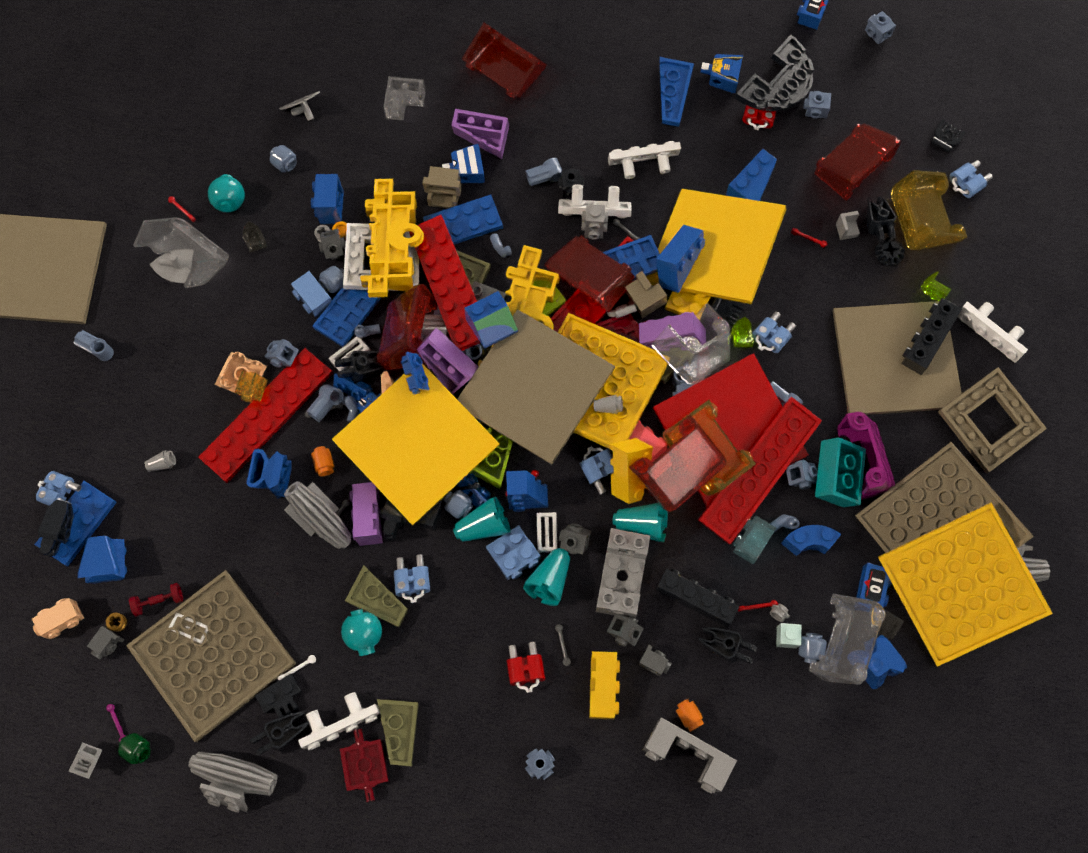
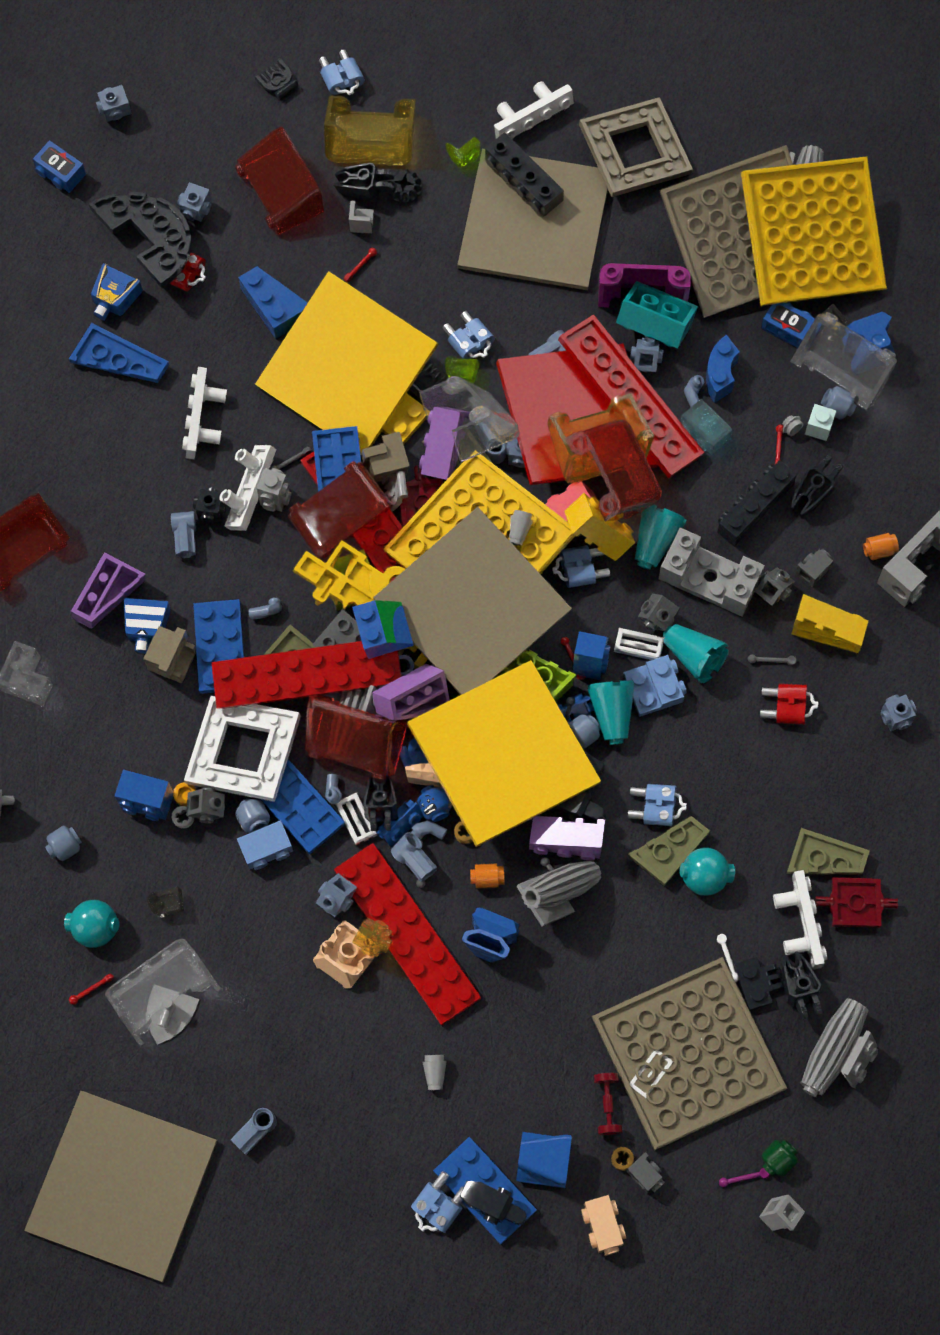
camera: 75 degrees left, 0 degrees up
(388, 253) = (225, 729): yellow piece -> none
(413, 365) = (434, 727): blue hinge -> none
(679, 257) = (353, 405): blue wedge -> none

